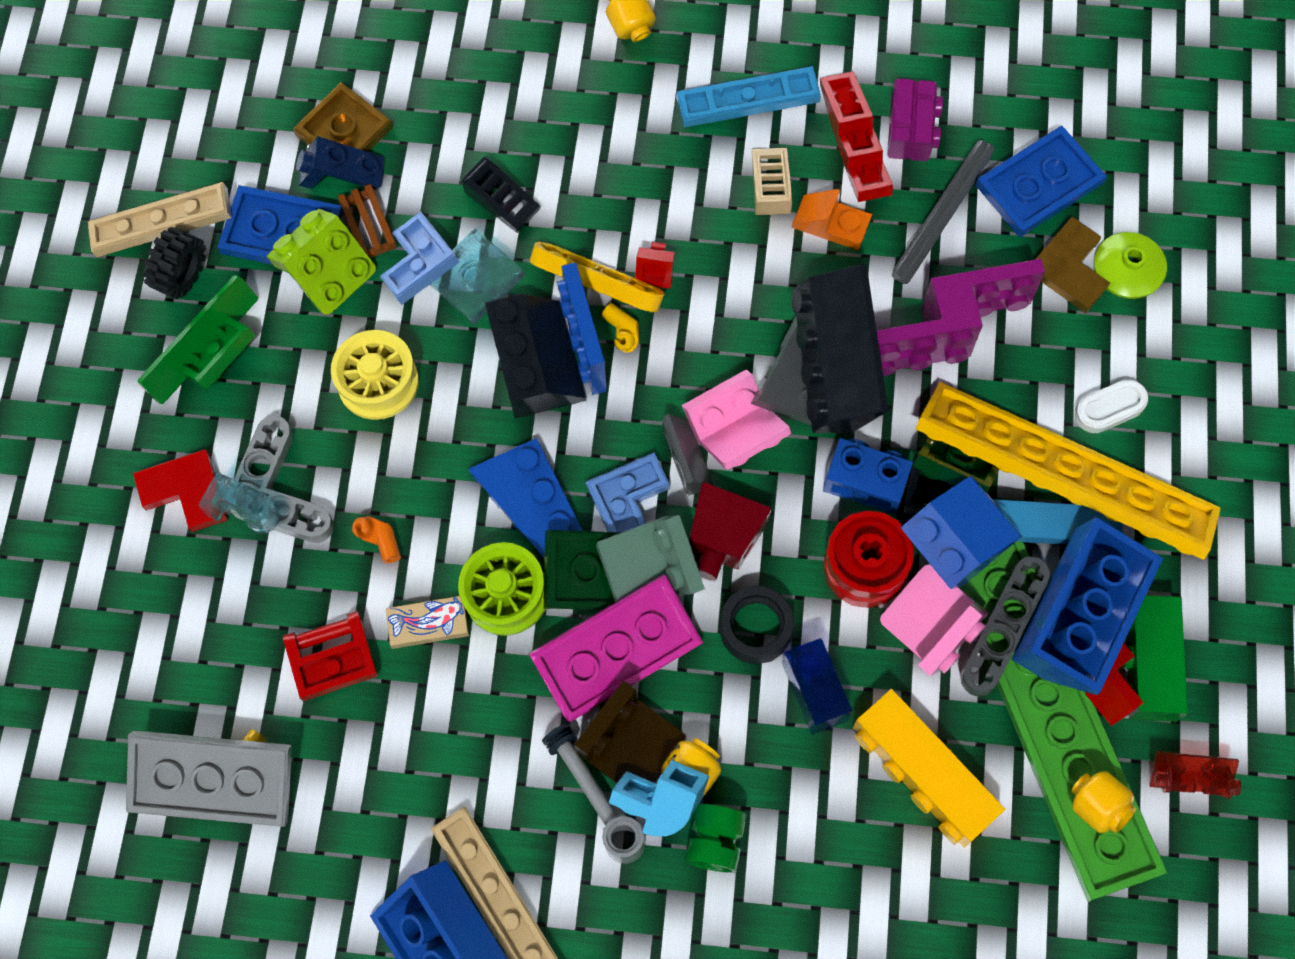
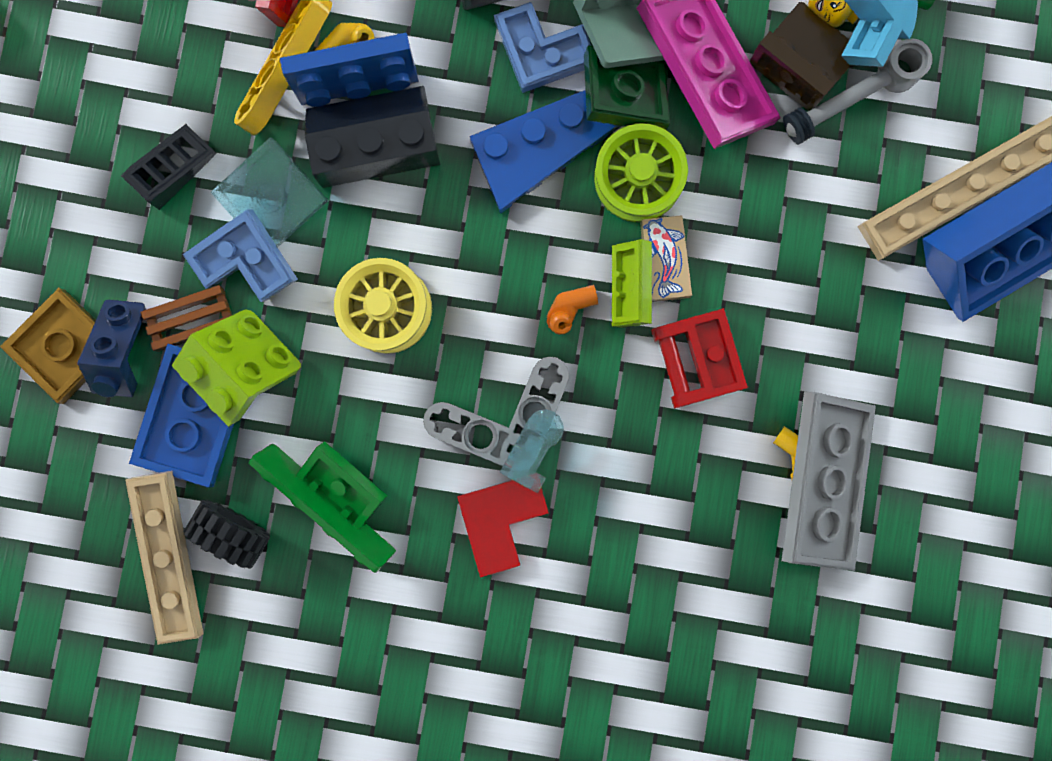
camera: 90 degrees left, 15 degrees up
(399, 588) = (632, 283): none -> lime plate

